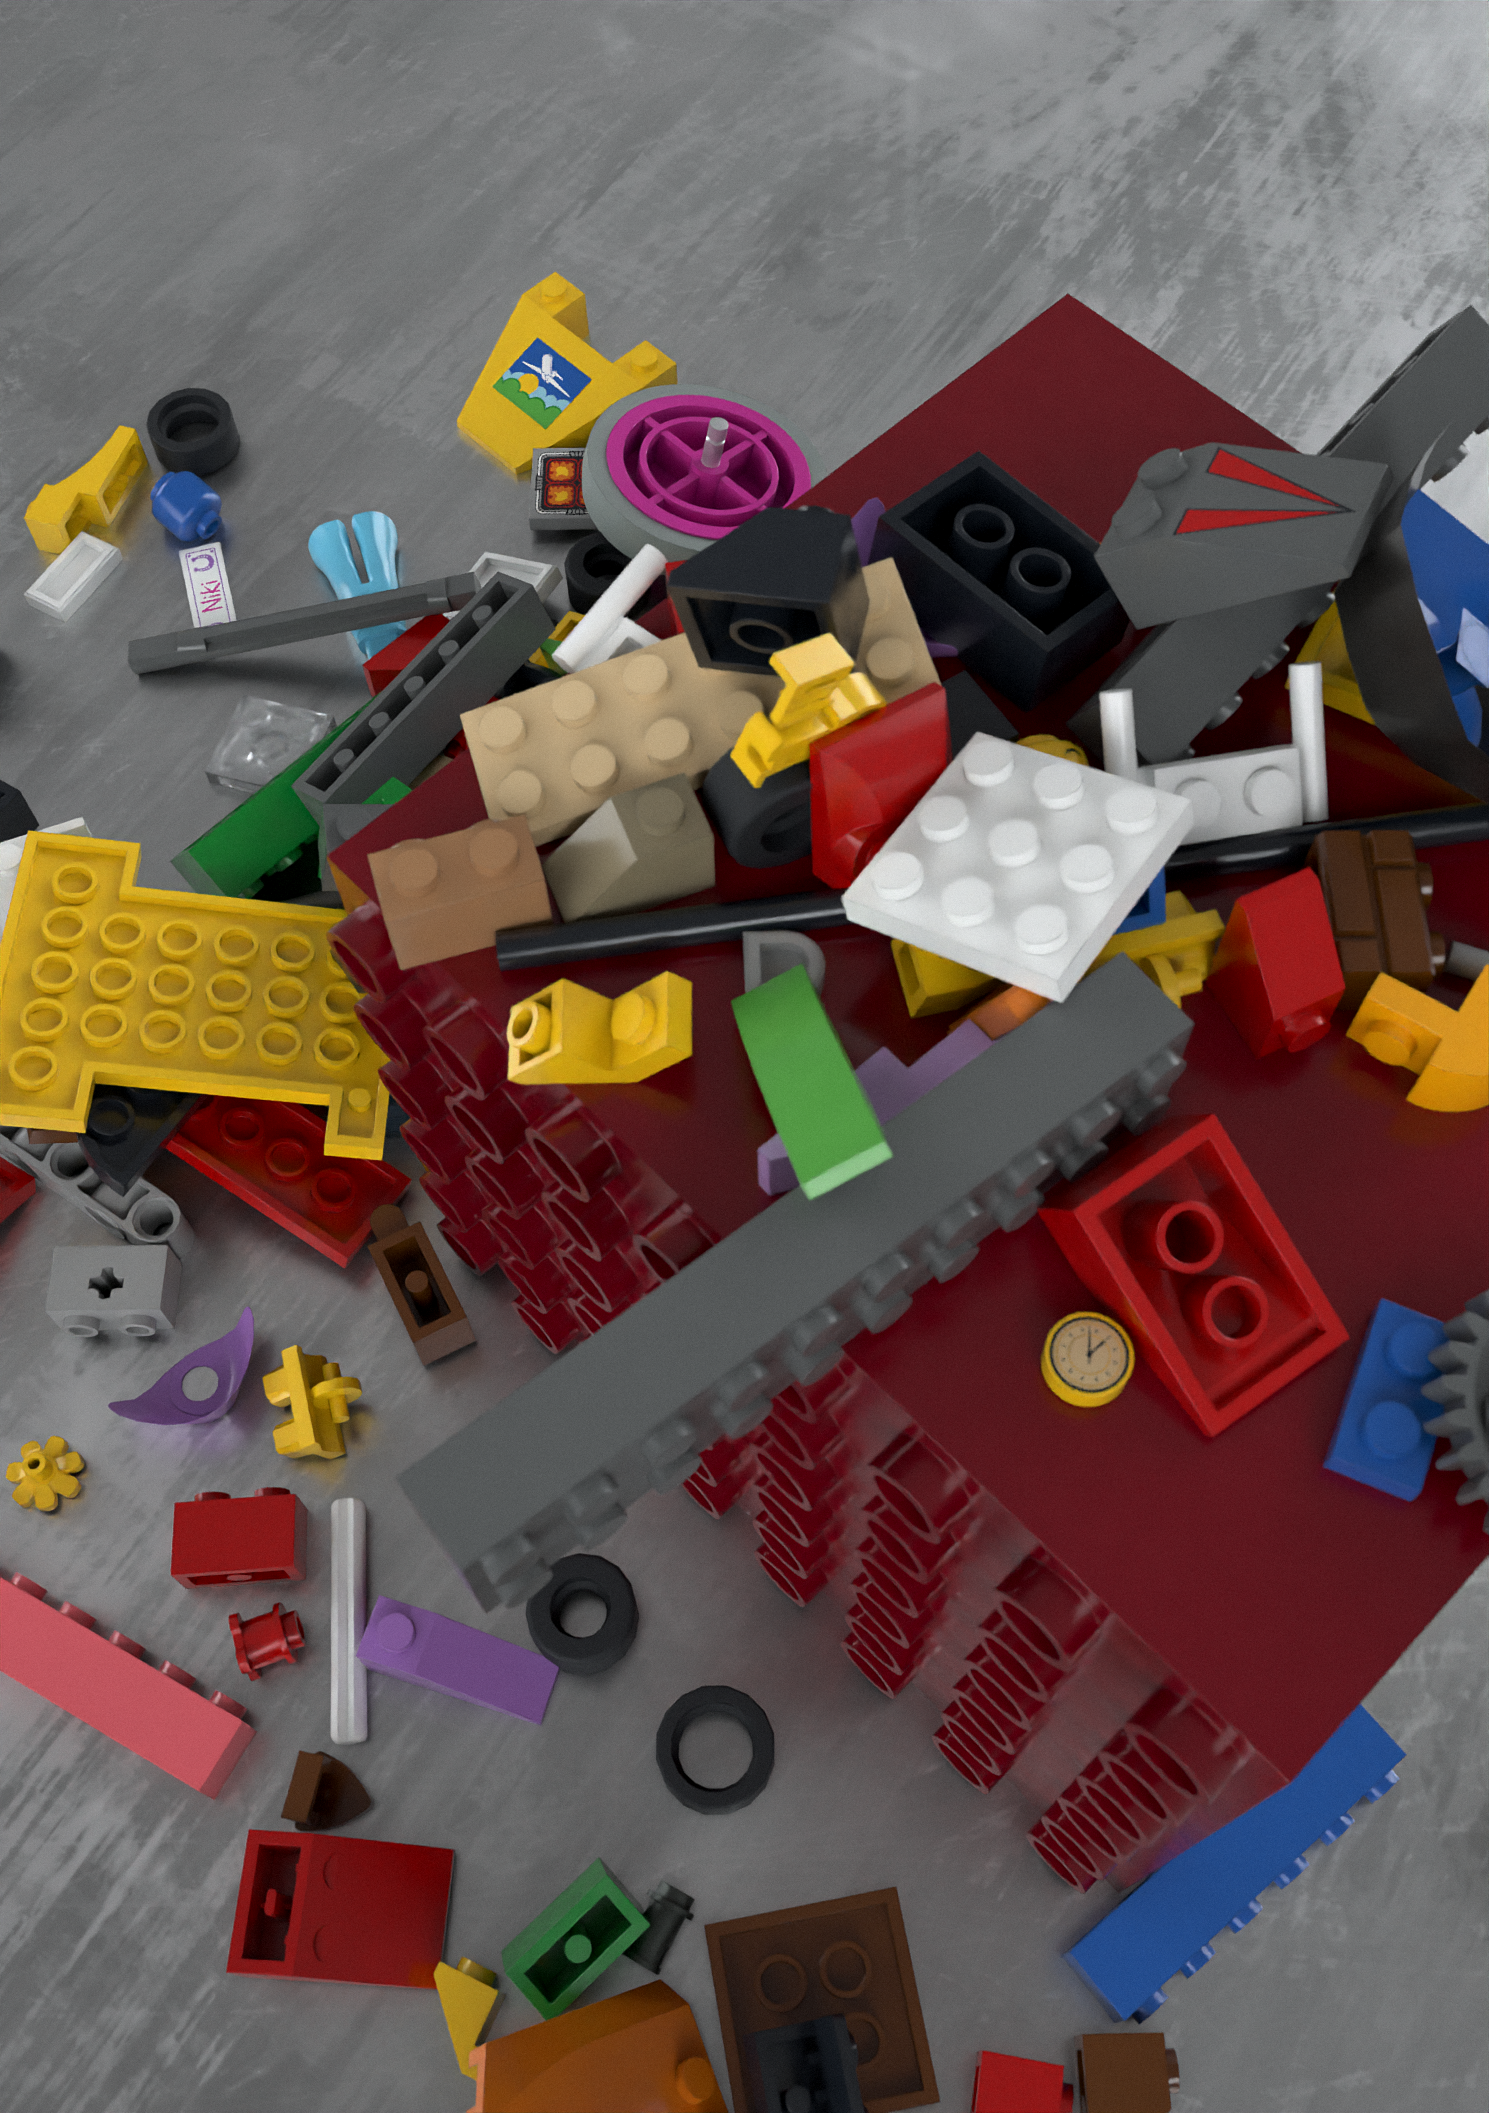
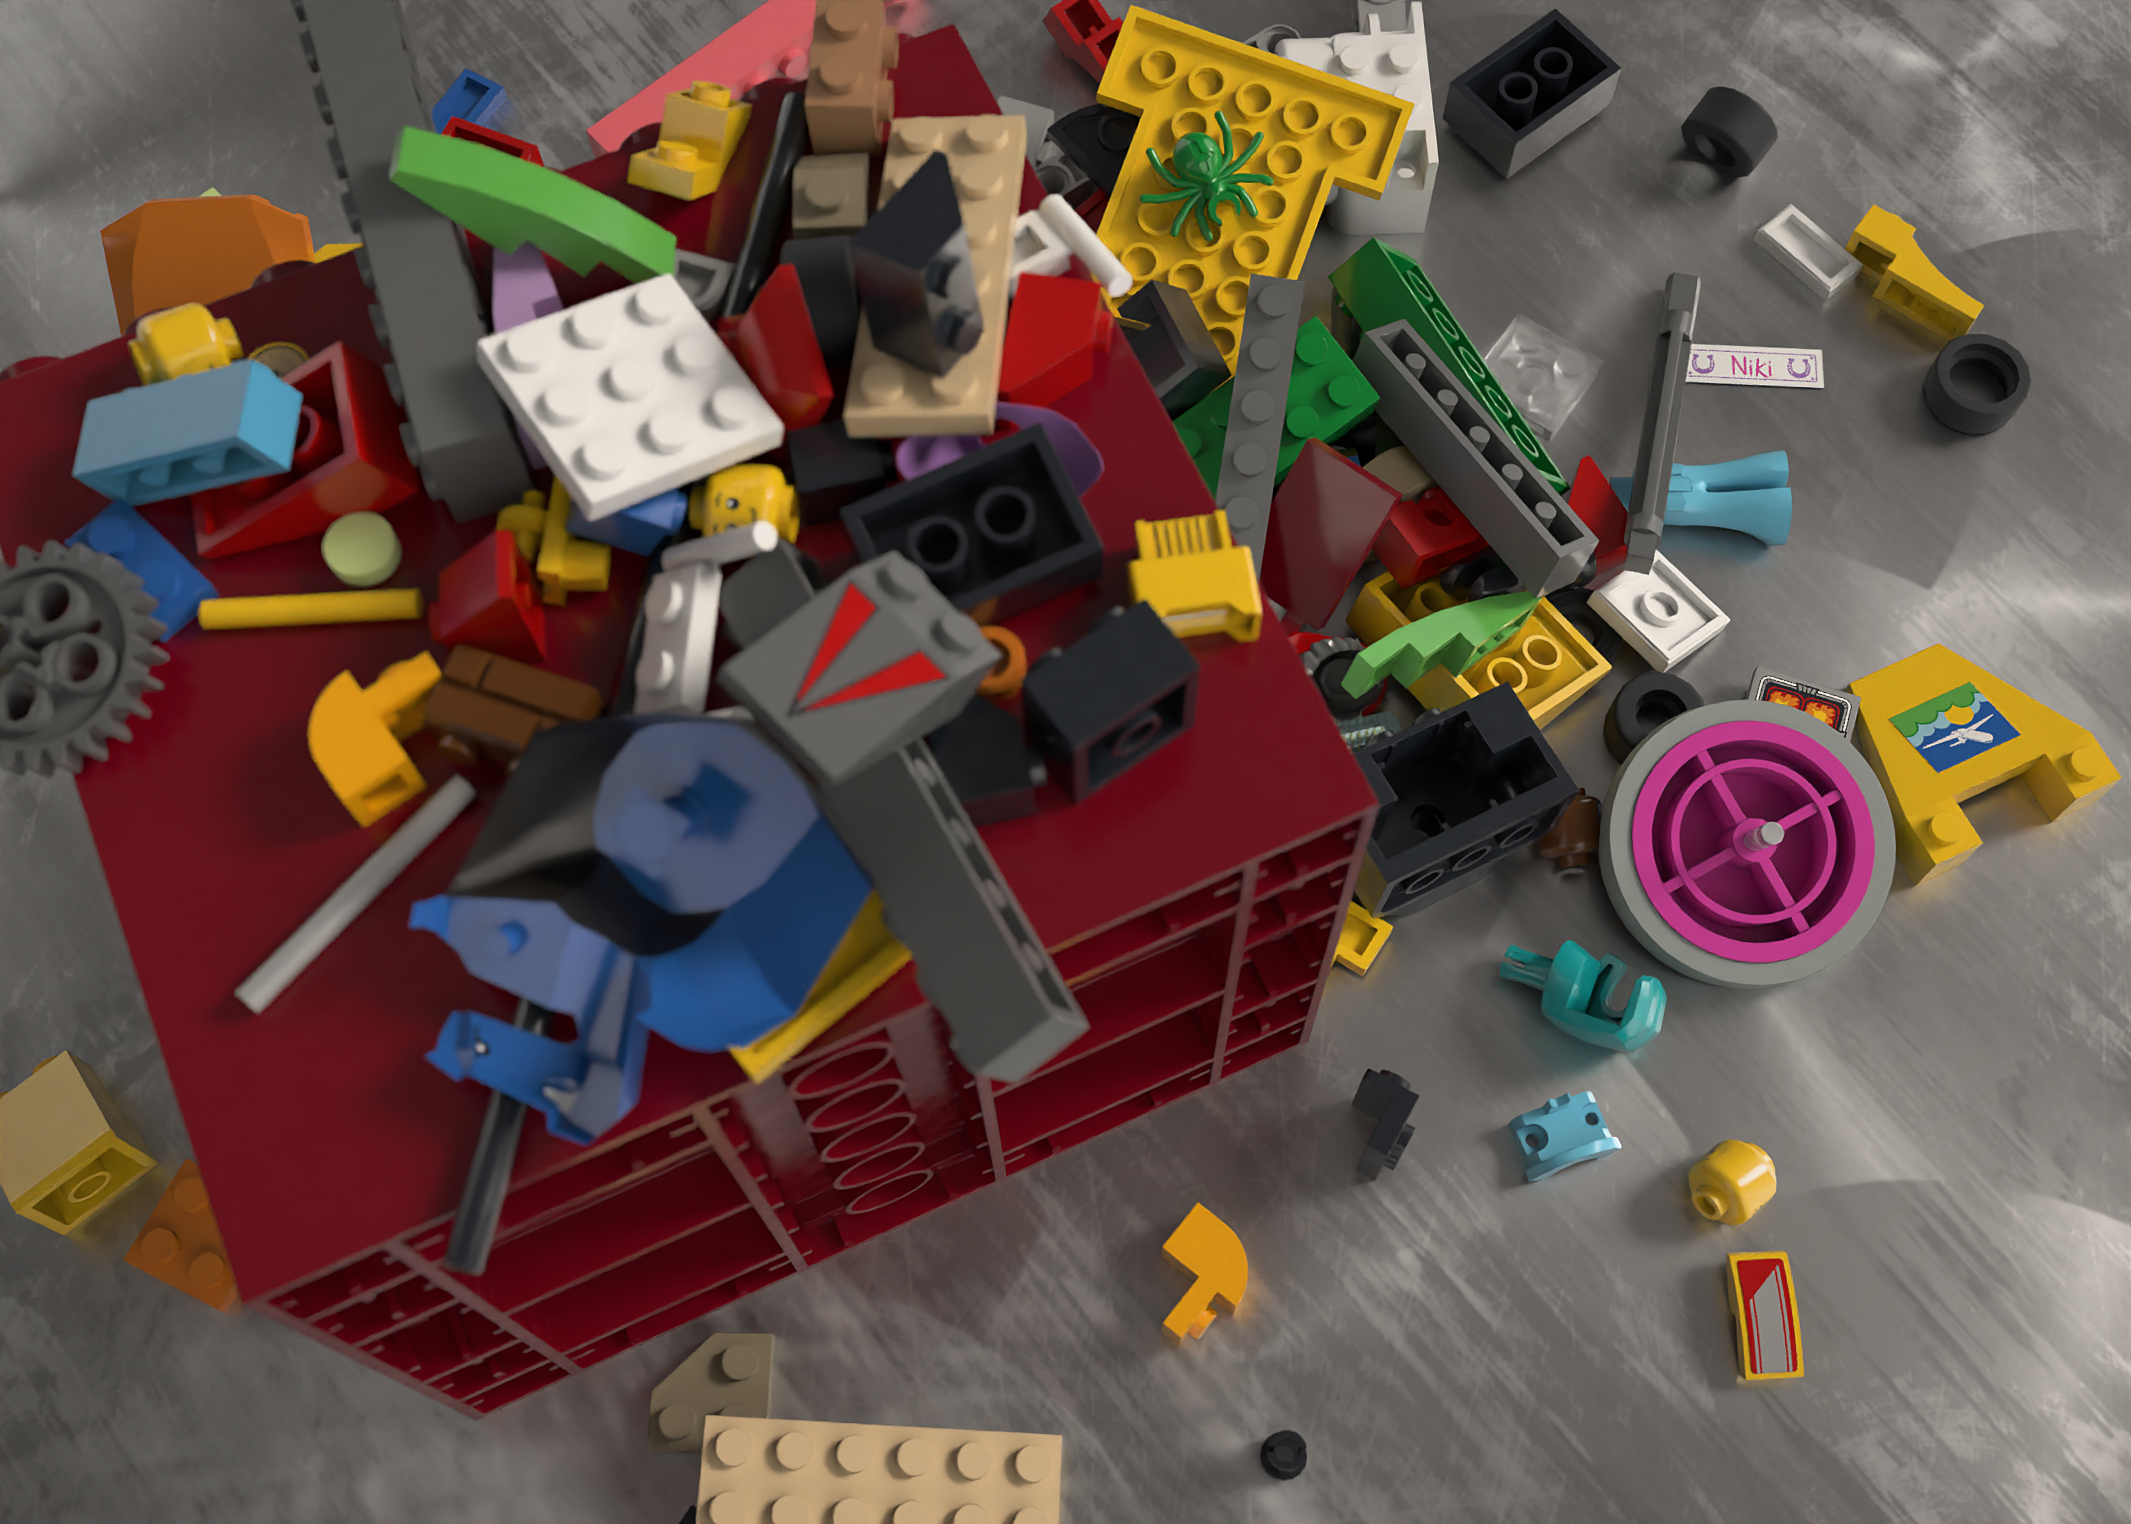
camera: 110 degrees right, 5 degrees up
(170, 983) = (1207, 177): none -> green animal
(186, 506) = (1865, 355): blue head -> none
(188, 2016) = (469, 99): none -> blue tile
(815, 702) = (810, 245): yellow piece -> none
(936, 431) = (1195, 577): none -> yellow piece
(1102, 415) = (1109, 699): none -> black brick
(1119, 1467) = (182, 344): none -> yellow head
(1248, 1366) = (188, 434): none -> dark azure brick
(1268, 1158) = (362, 549): none -> yellowish green tile
(1346, 1192) = (311, 608): none -> yellow bar

